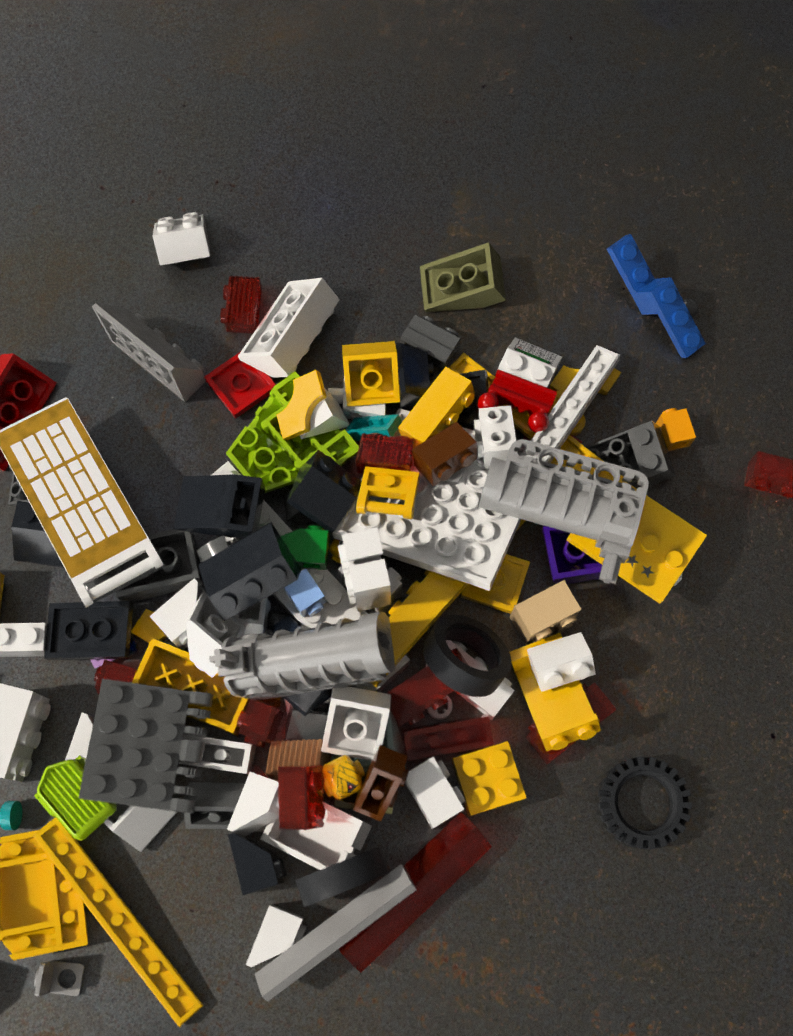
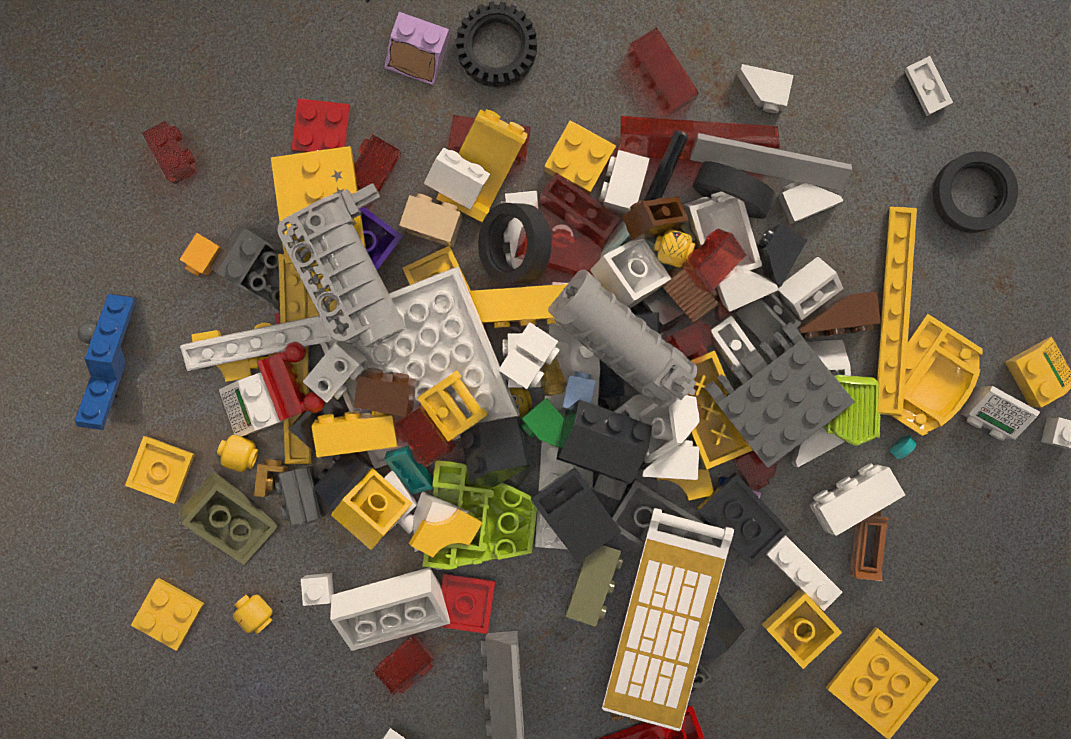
camera: 135 degrees left, 15 degrees up
(48, 978) = (970, 317): light grey bracket -> none
(158, 479) = (593, 585): none -> olive brick
(158, 867) = (850, 312): none -> reddish brown slope
(205, 864) = (807, 288): none -> white brick
(334, 585) = (553, 380): none -> clear yellow cone
(353, 294) = (317, 589): none -> white brick
(380, 240) = (252, 614): none -> yellow head
(401, 998) = (766, 87): none -> white slope
(413, 837) = (667, 165): none -> black axle
(435, 191) = (167, 614): none -> yellow plate
(467, 331) = (264, 480): none -> pearl gold bracket
(497, 919) = (662, 71): none -> clear red brick
(502, 327) = (237, 453): none -> yellow head
(542, 269) = (160, 469): none -> yellow plate
(630, 614) = (375, 162): none -> clear red brick
(697, 734) = (416, 48): none -> slope
(698, 604) = (320, 125): none -> red plate

